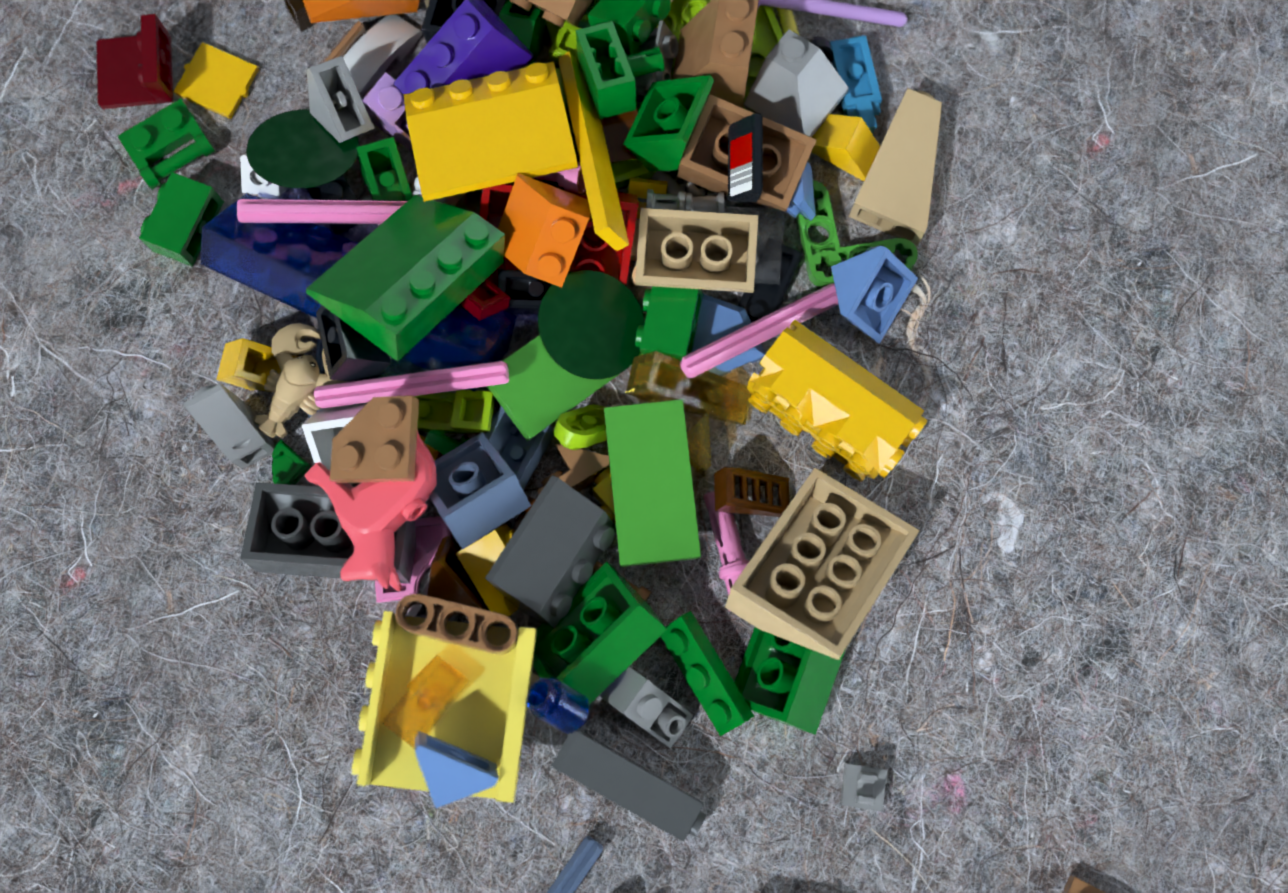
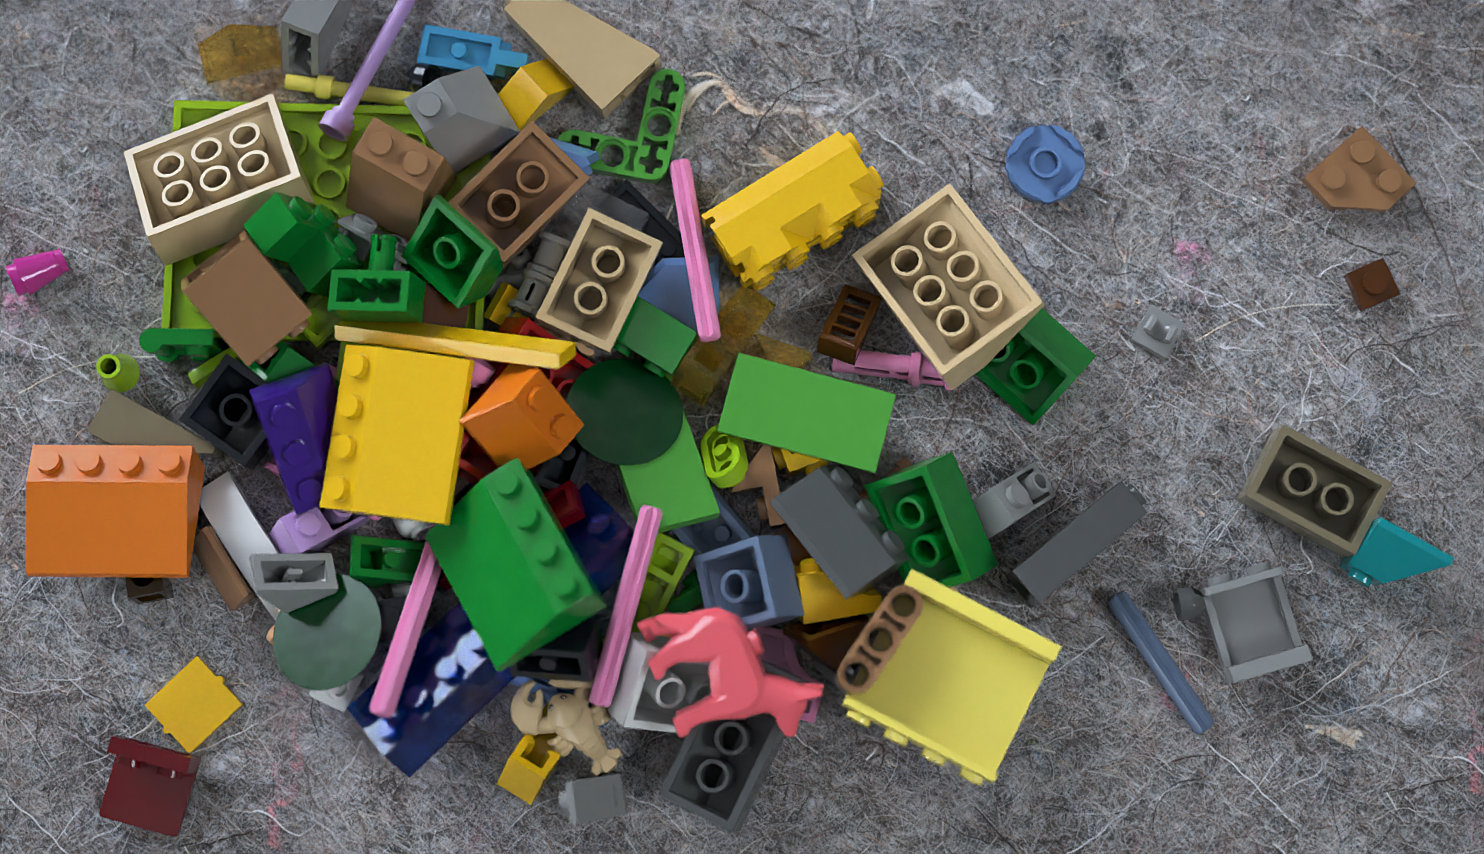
camera: 70 degrees left, 5 degrees up
(162, 135) = (234, 779): green plate -> none
(178, 218) = (341, 788): green brick -> none
(287, 465) = (644, 766): green tile -> none
(377, 443) = (682, 651): medium nougat plate -> none
(425, 700) = (938, 696): clear yellow slope -> none
(451, 770) = (1013, 692): medium blue slope -> none
(558, 704) = (988, 574): clear blue brick -> none
(706, 674) = (1003, 433): green plate -> none
(745, 159) = (529, 197): slope -> none
(872, 290) = (697, 130): medium blue slope -> none
(978, 619) = (1045, 164): none -> medium blue tile

